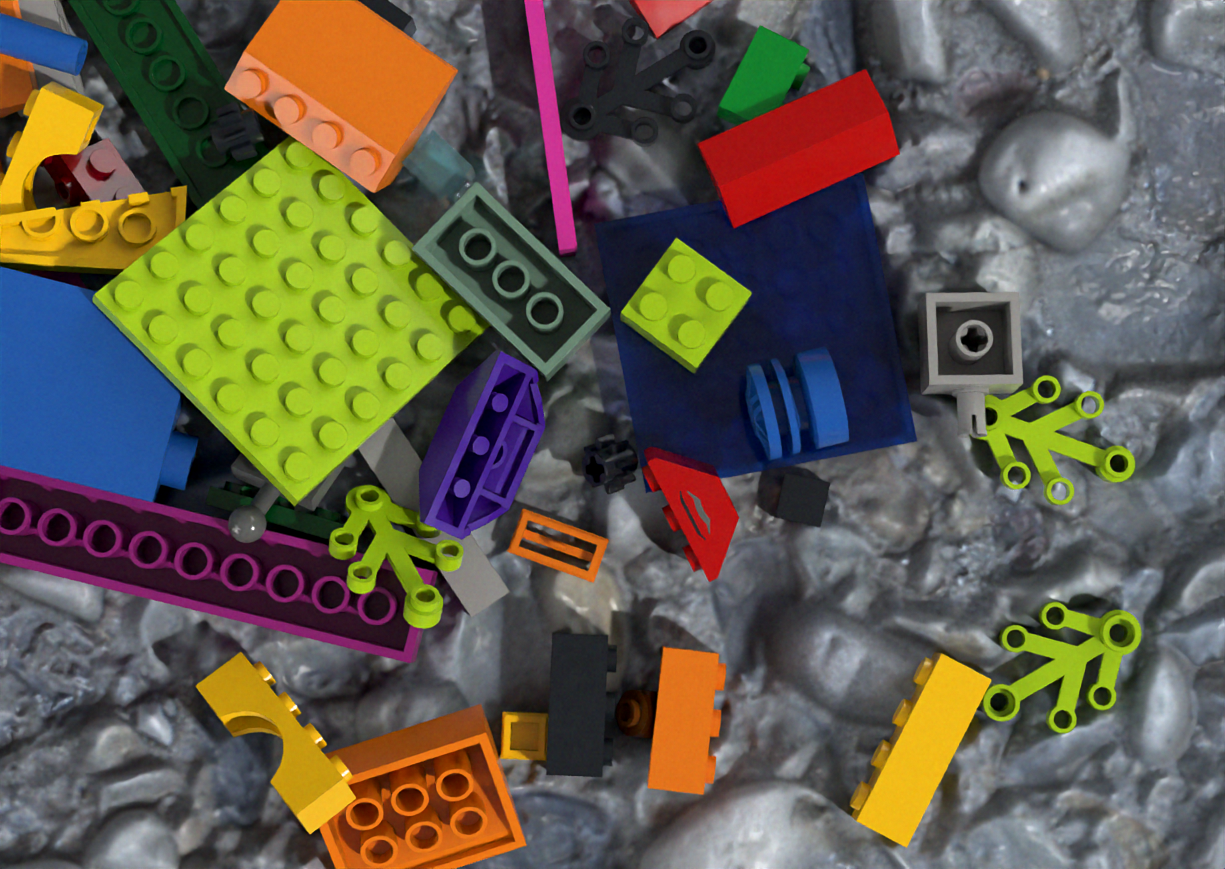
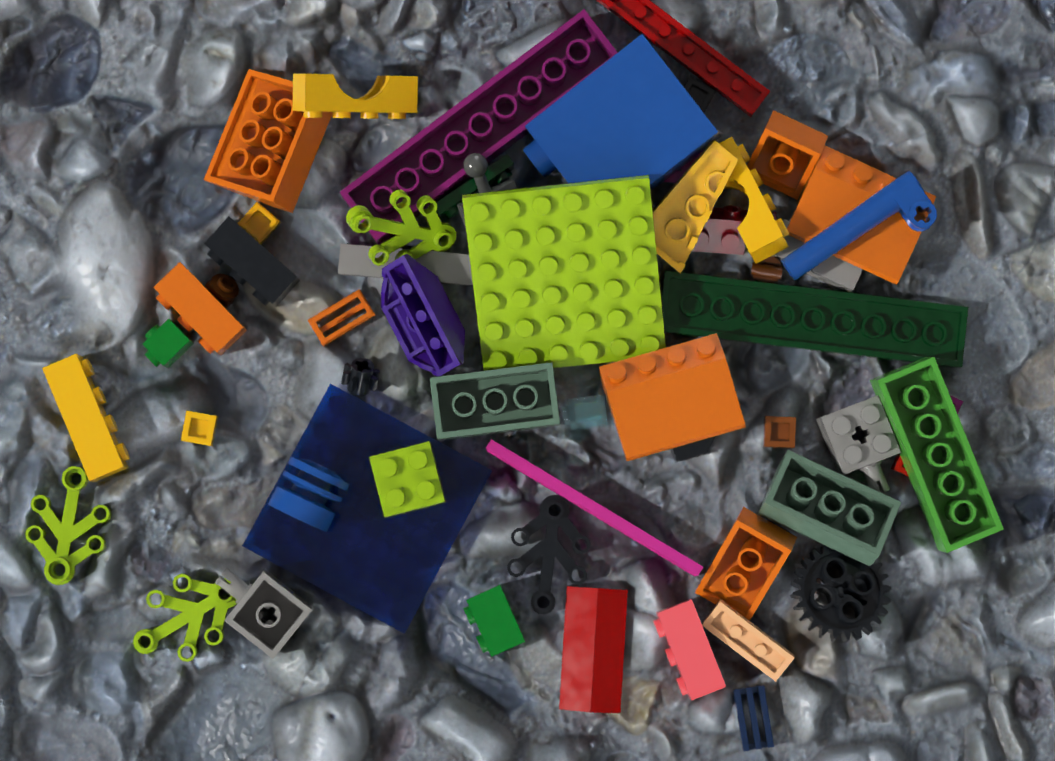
camera: 130 degrees right, 0 degrees up
(106, 91) = (767, 270): none -> reddish brown plate
(236, 131) = (687, 321): black gear -> none
(695, 505) = (302, 402): red slope -> none
(756, 726) = (166, 343): none -> green brick
(799, 148) = (443, 608): red slope -> none
(802, 500) = (261, 462): black tile -> none
(823, 604) = (199, 428): none -> yellow plate

